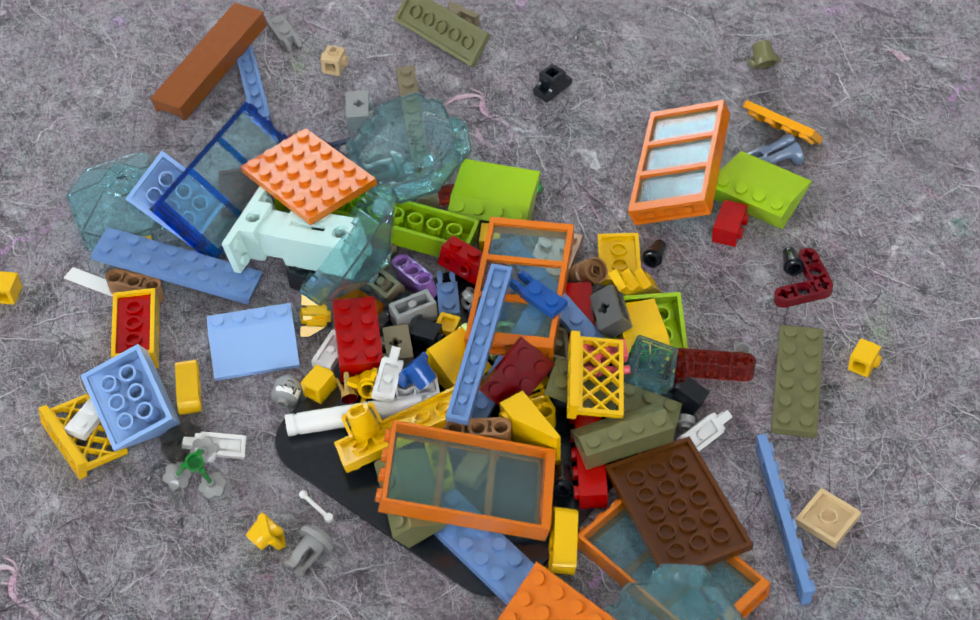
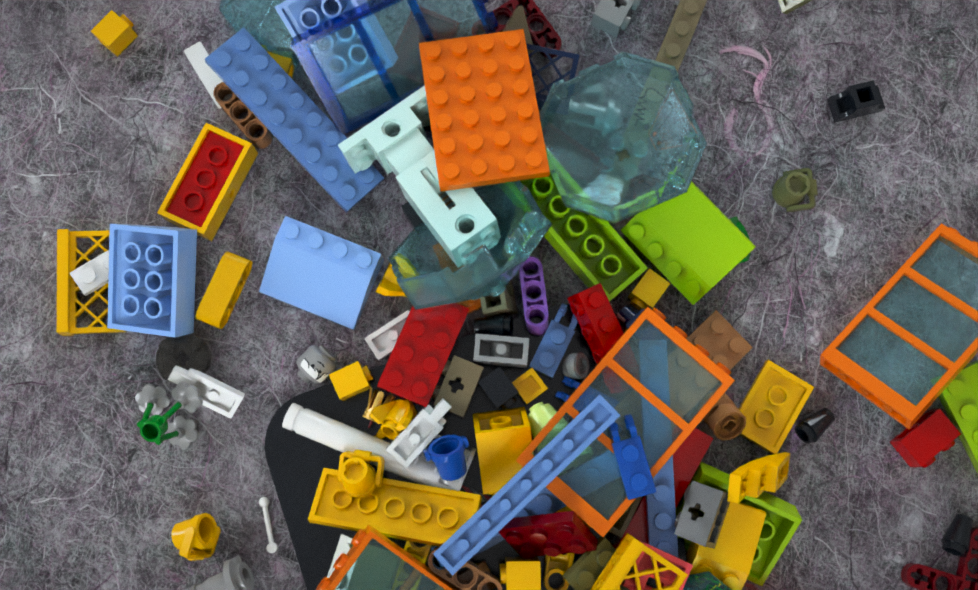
camera: 25 degrees right, 30 degrees up
(545, 145) = (792, 189): none -> olive piece

